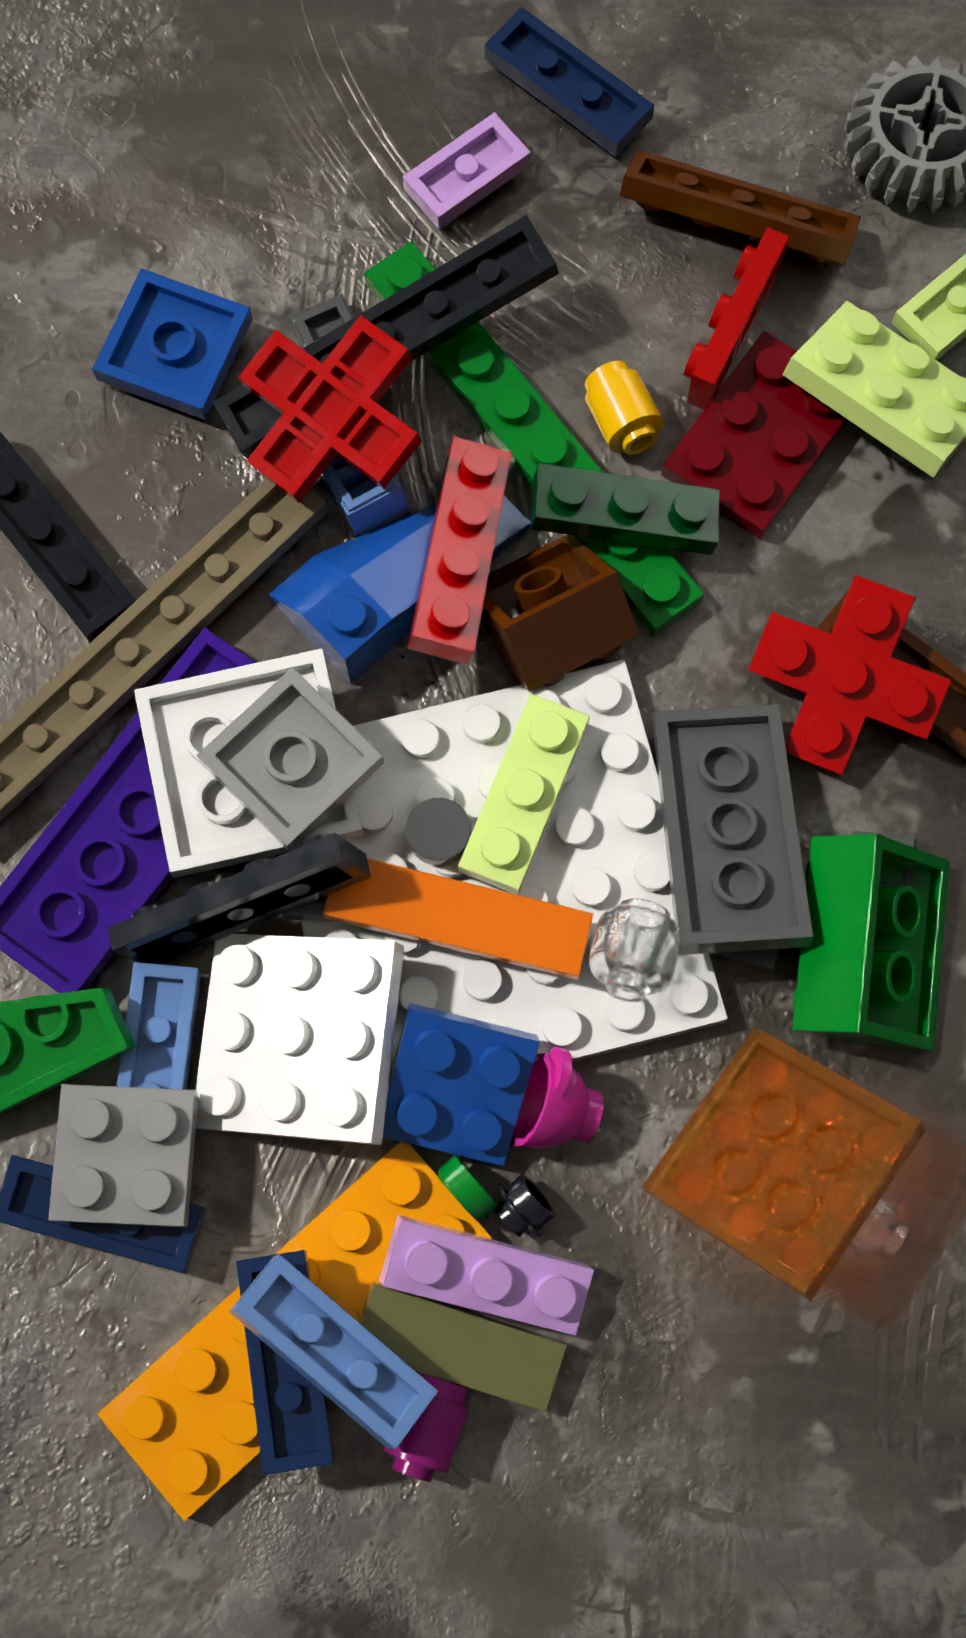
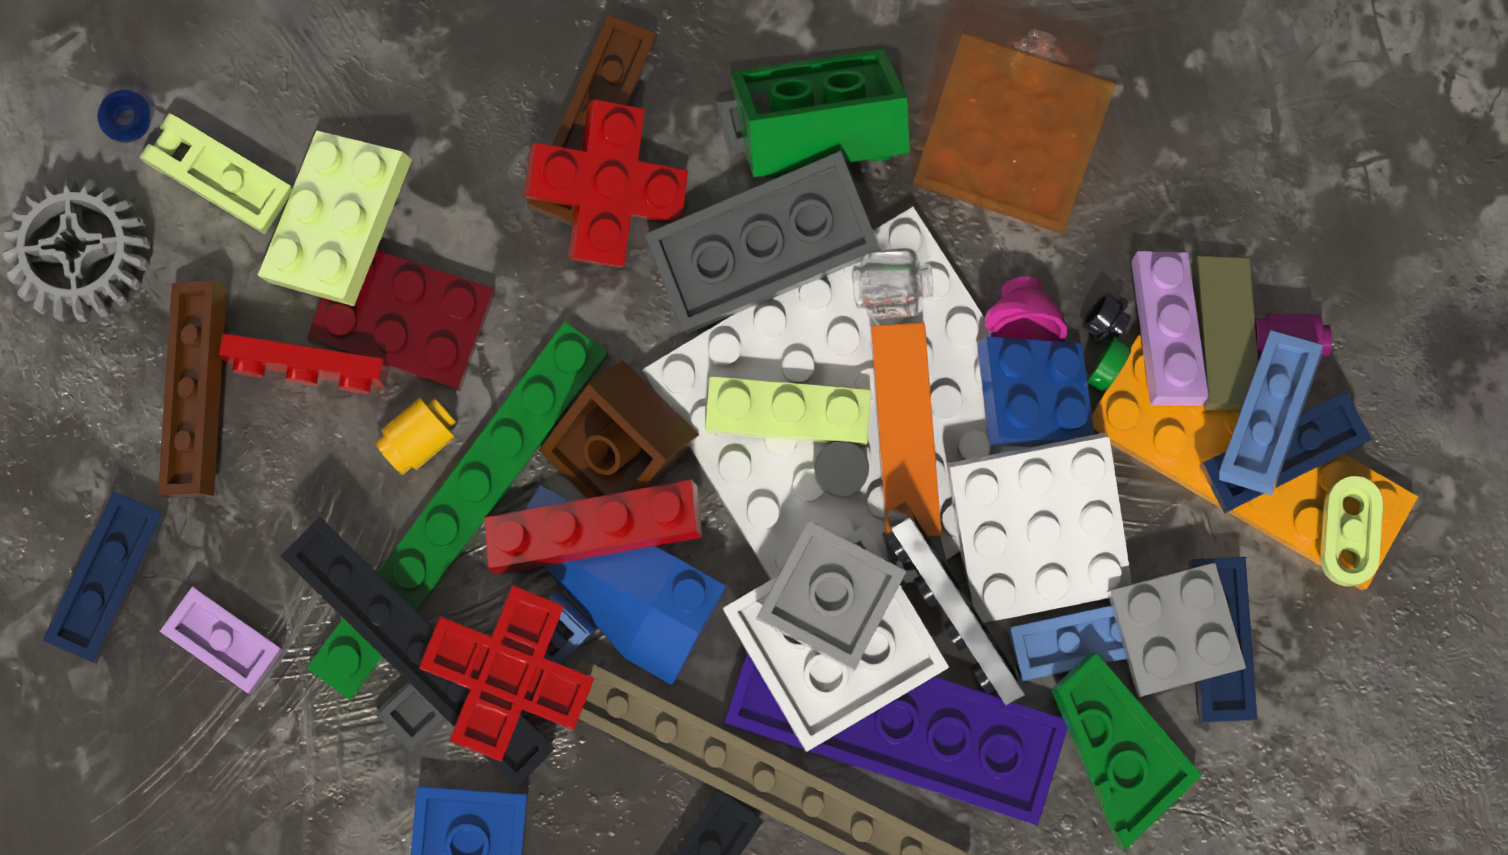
camera: 115 degrees left, 5 degrees up
(164, 1410) = (1353, 533): none -> yellowish green plate
(625, 509) = (516, 402): dark green plate -> none

